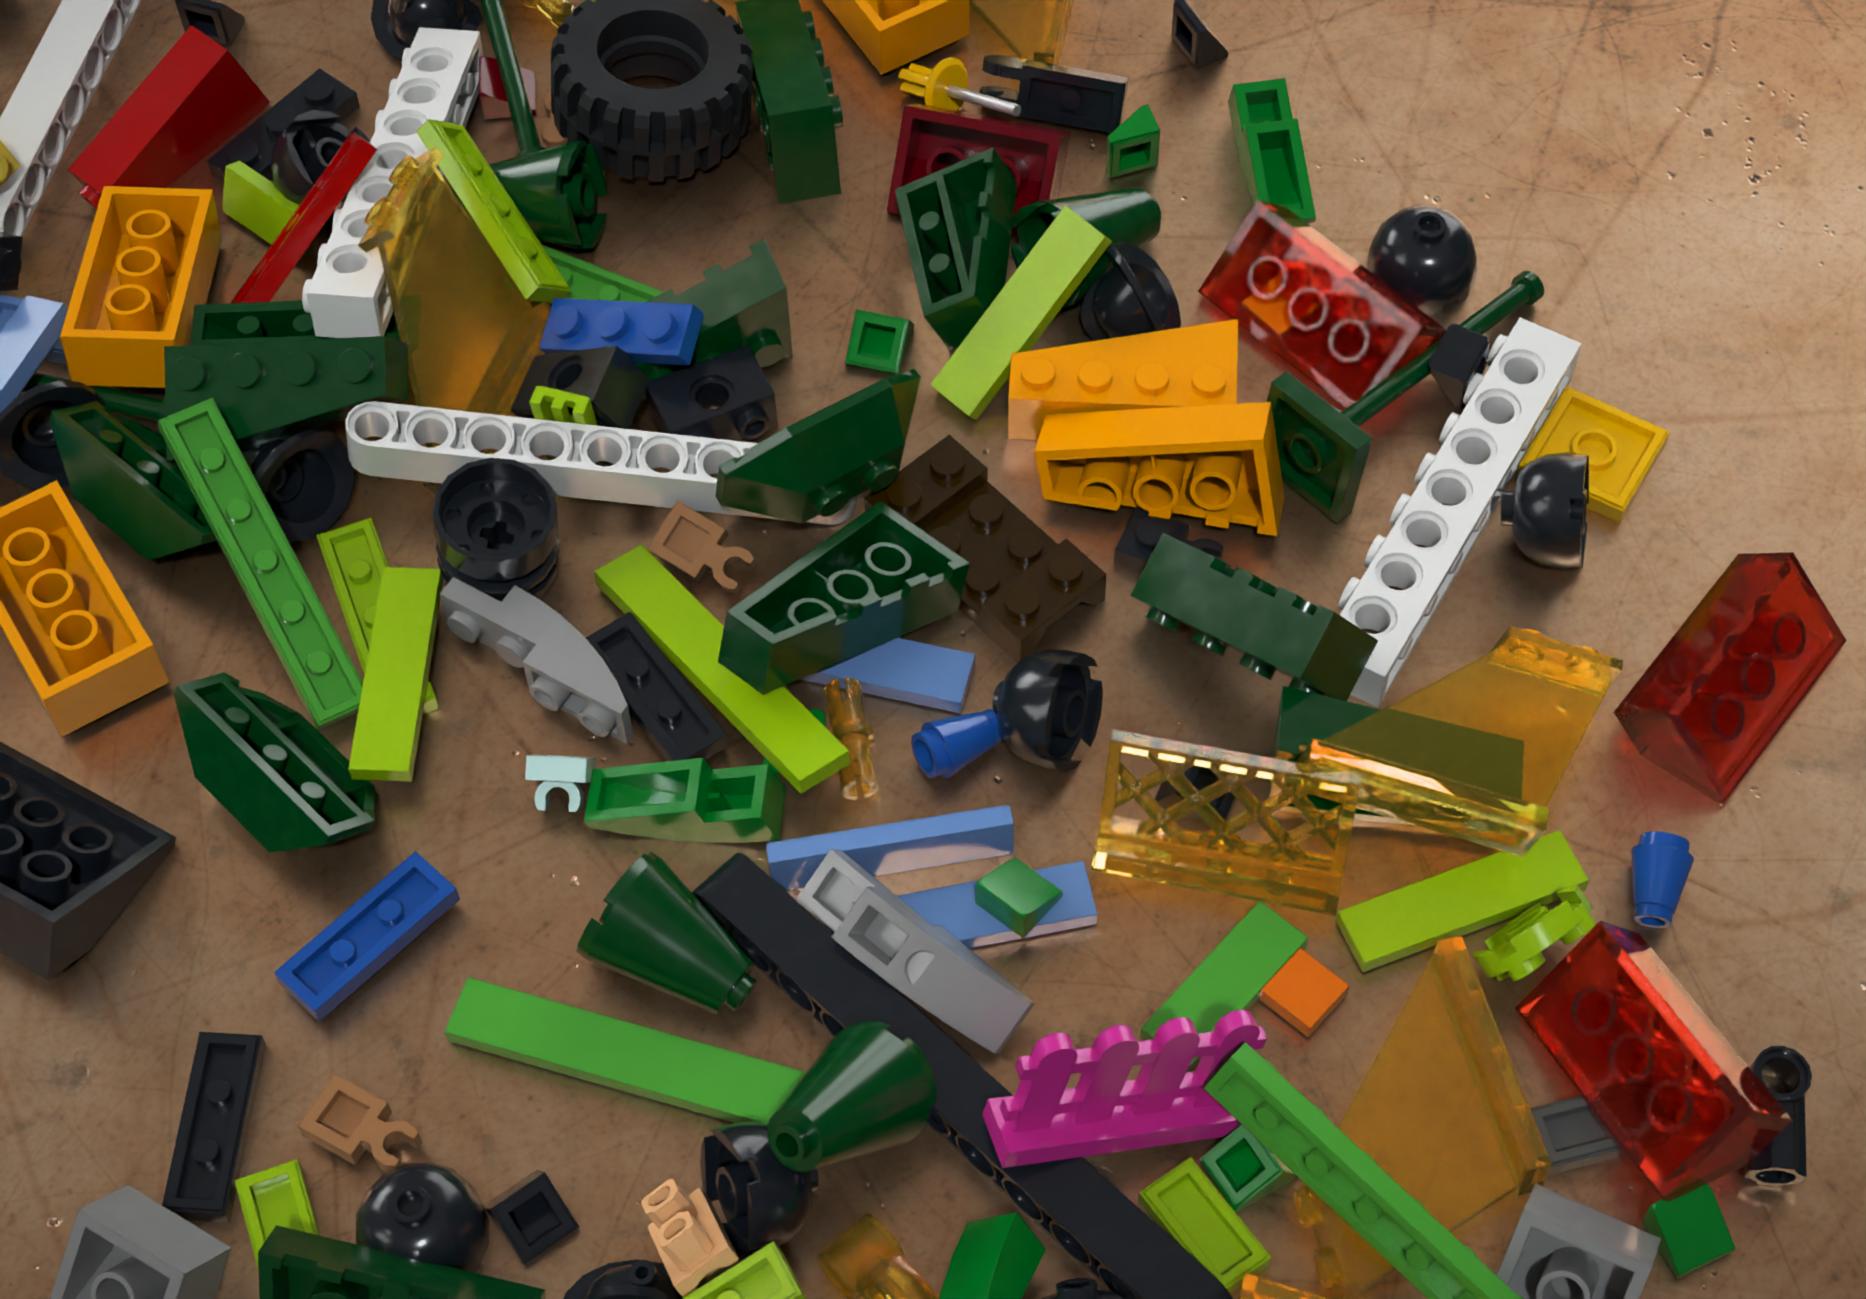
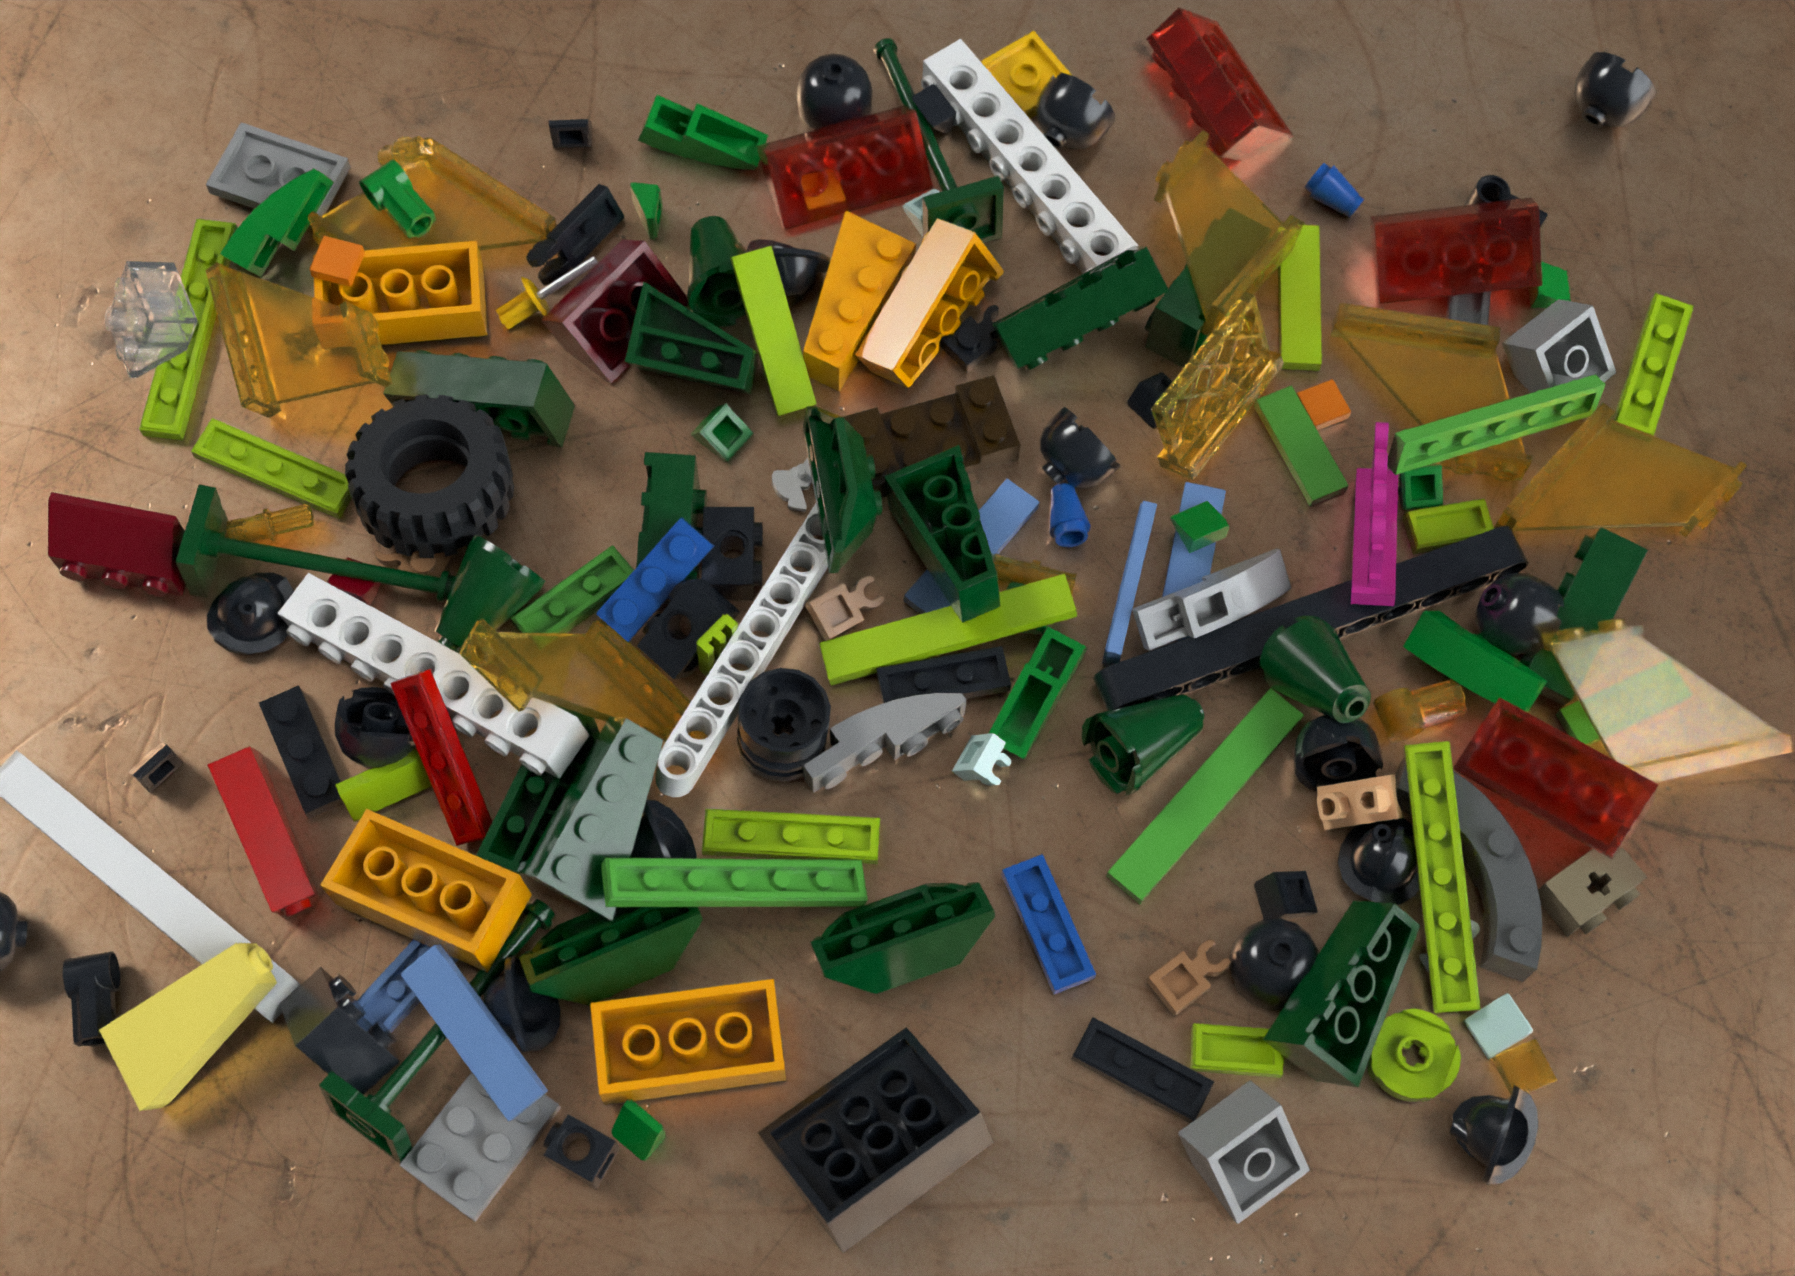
camera: 70 degrees left, 10 degrees up
(396, 674) = (854, 832): lime tile -> none
(494, 212) = (508, 618): lime tile -> none
(1517, 944) = (1365, 251): lime plate -> none

